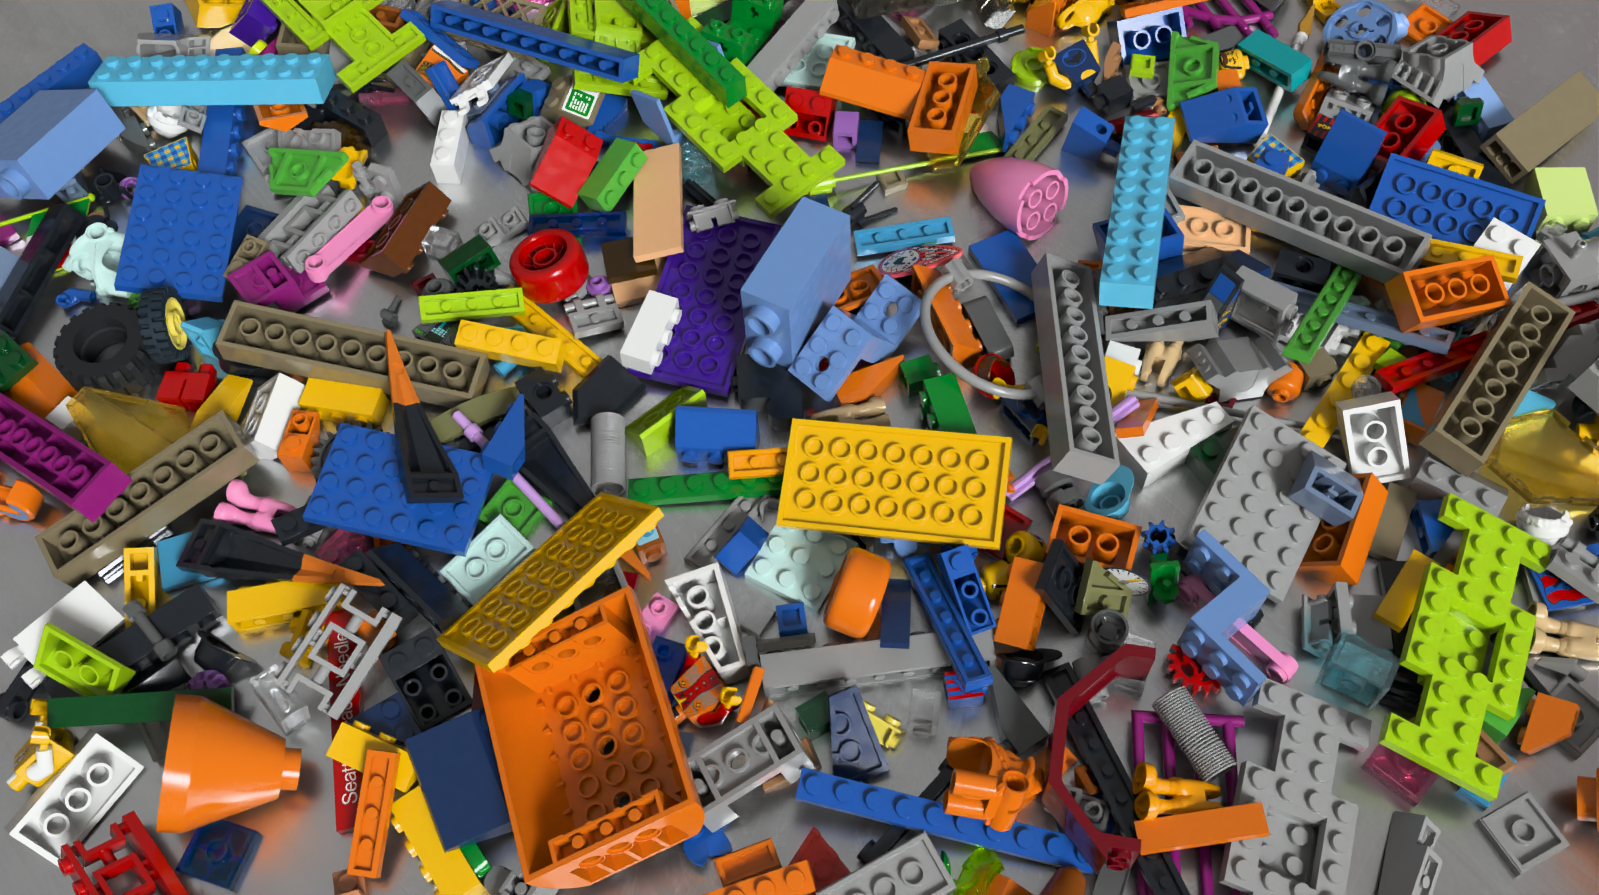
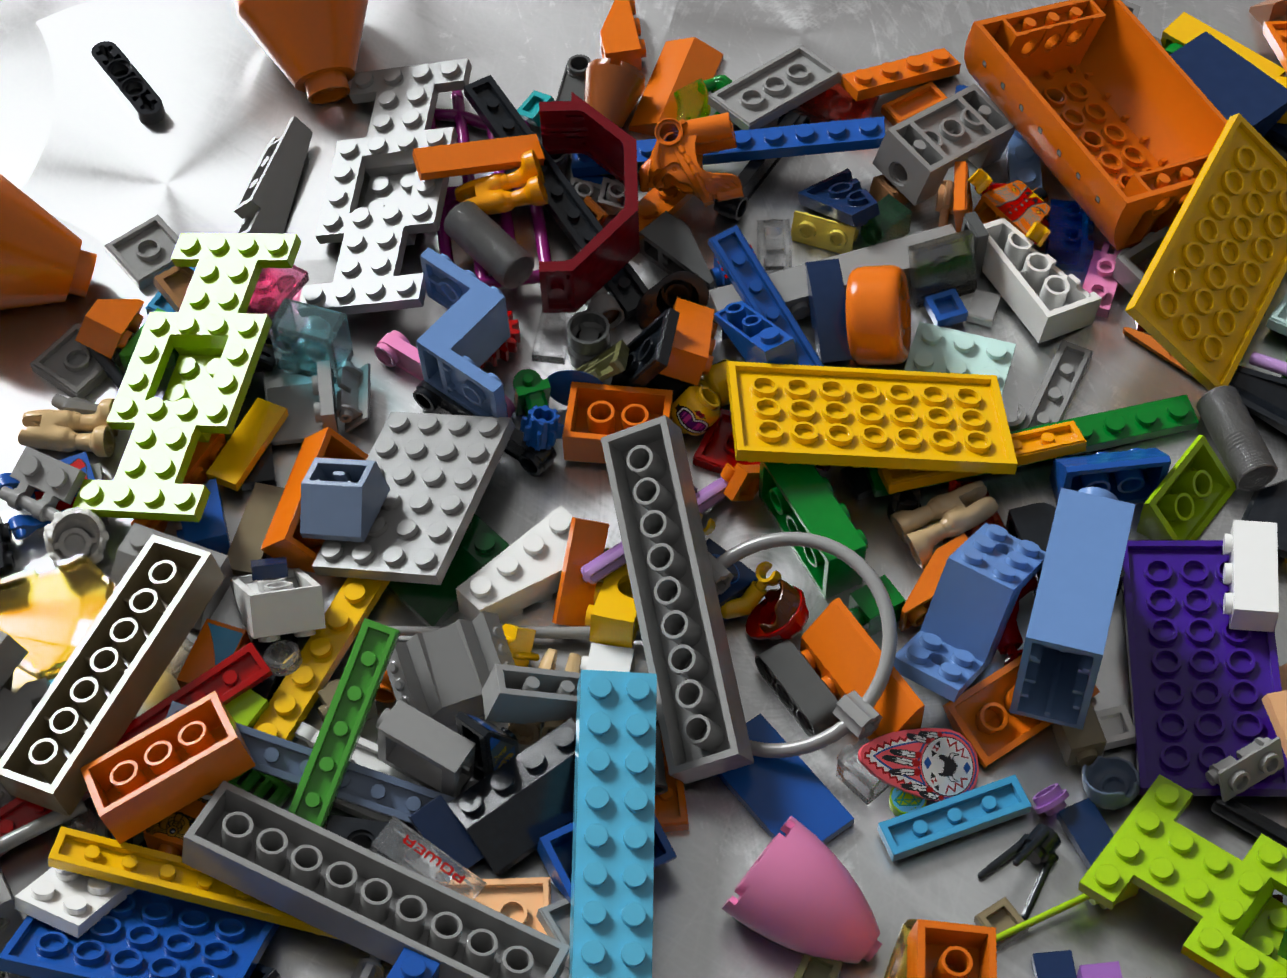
camera: 165 degrees right, 5 degrees down
(651, 546) = (1143, 358): dark orange brick -> none
(742, 546) = (1027, 373): blue slope -> none
(1113, 496) = (594, 489): medium azure piece -> none
(1258, 244) = (418, 854): none -> clear tile
(1382, 467) = (269, 568): none -> dark blue tile

